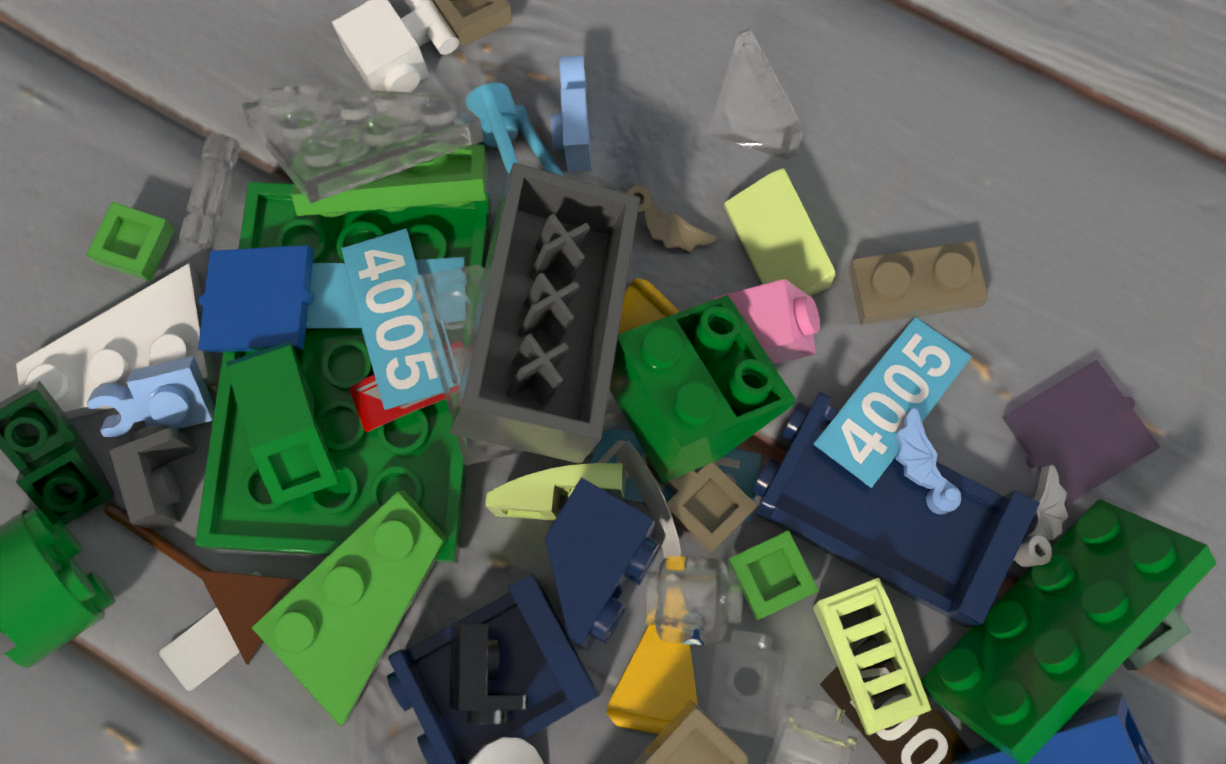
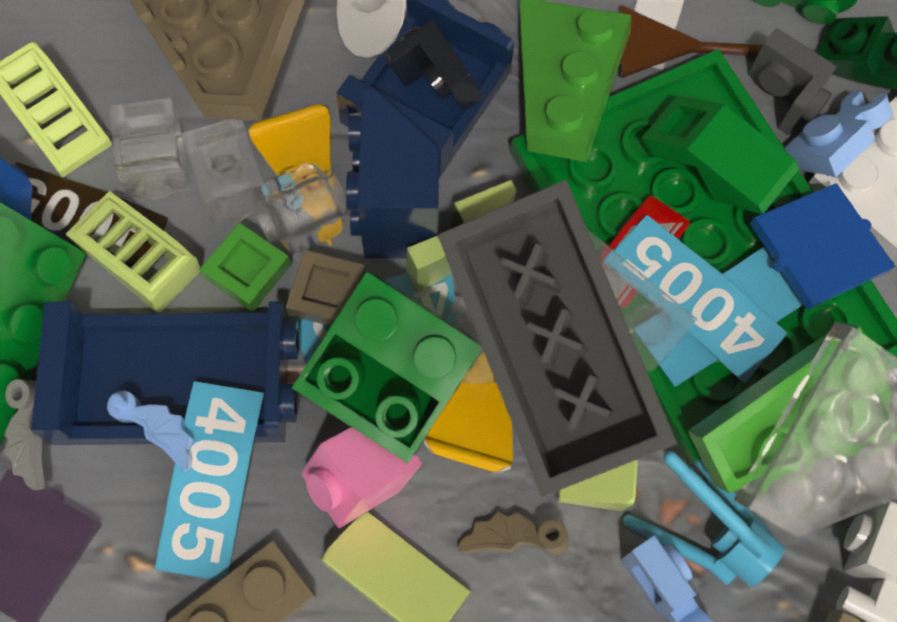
camera: 140 degrees right, 5 degrees down
(653, 498) = (340, 240): white sticker -> none

